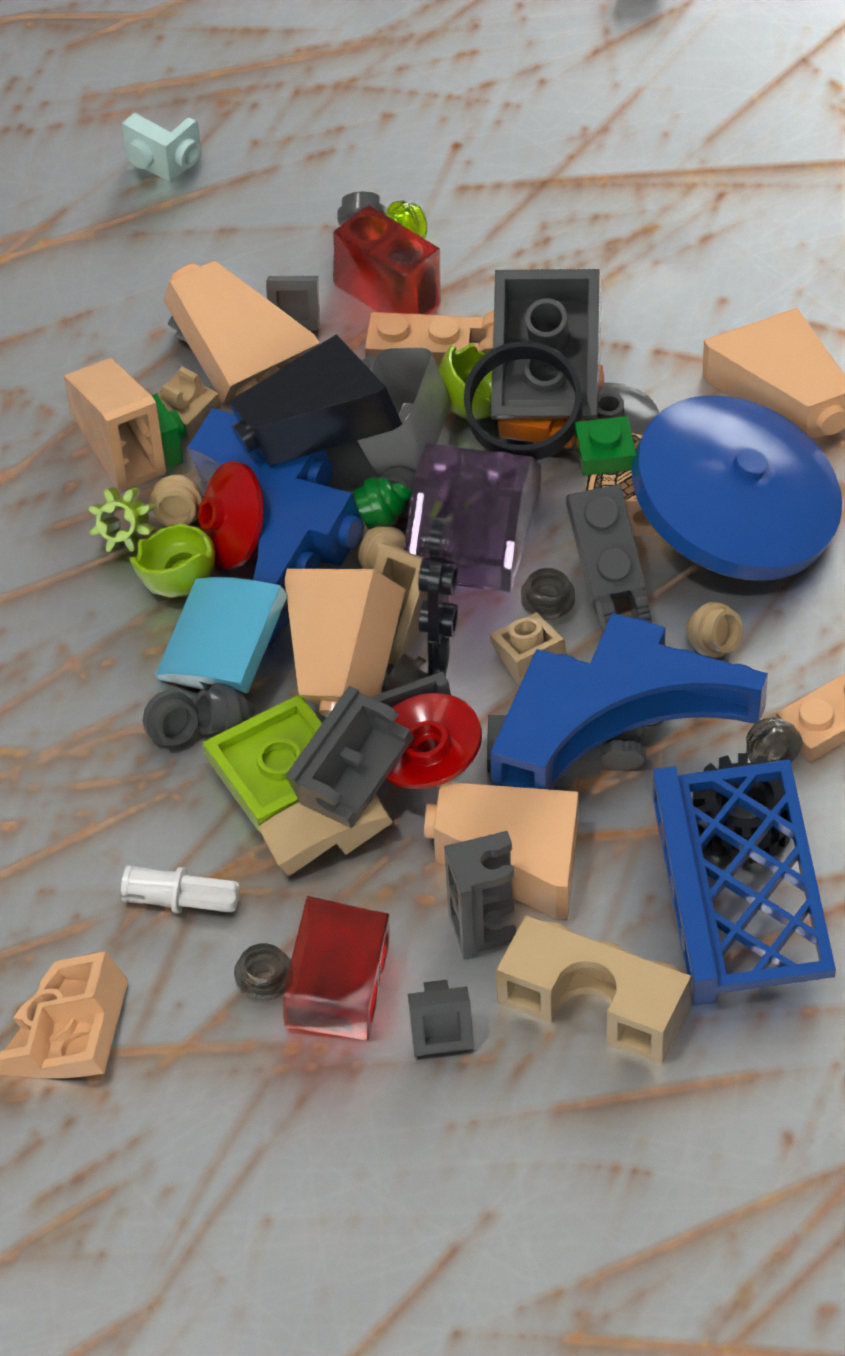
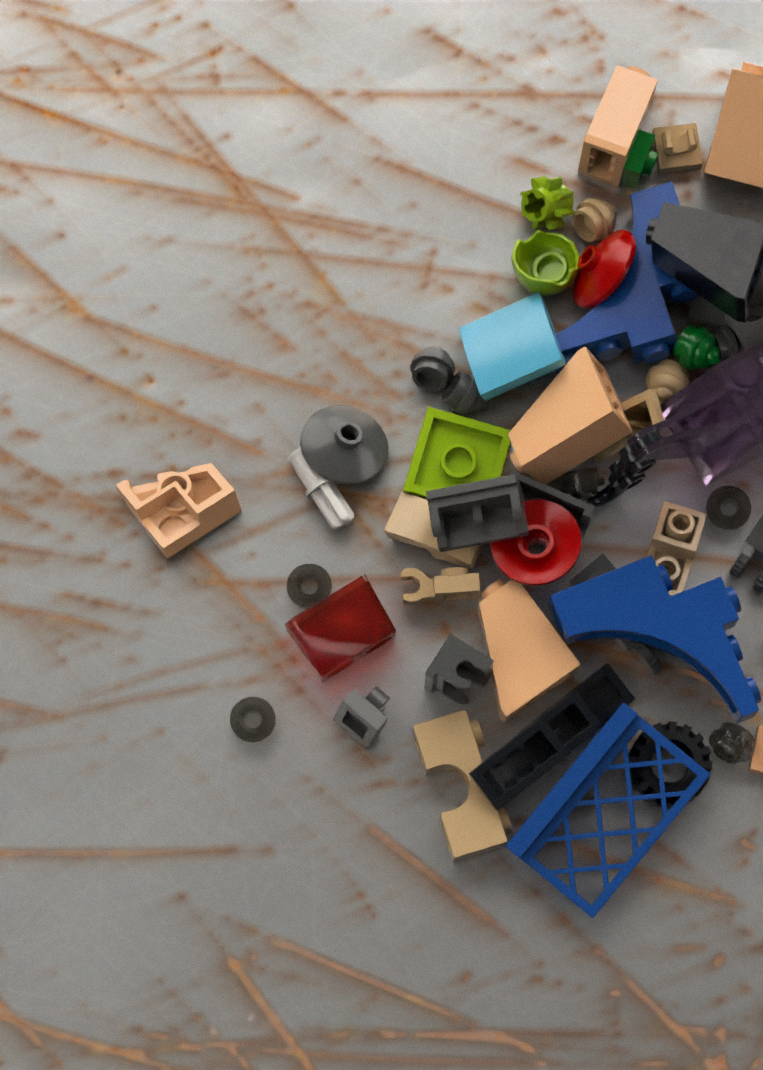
camera: 45 degrees right, 25 degrees up
(161, 839) = (343, 459): none -> dark grey dish
(338, 1107) = (252, 705): none -> clear smoke plate
(392, 854) = (451, 586): none -> tan plate
(623, 872) = (551, 736): none -> black slope

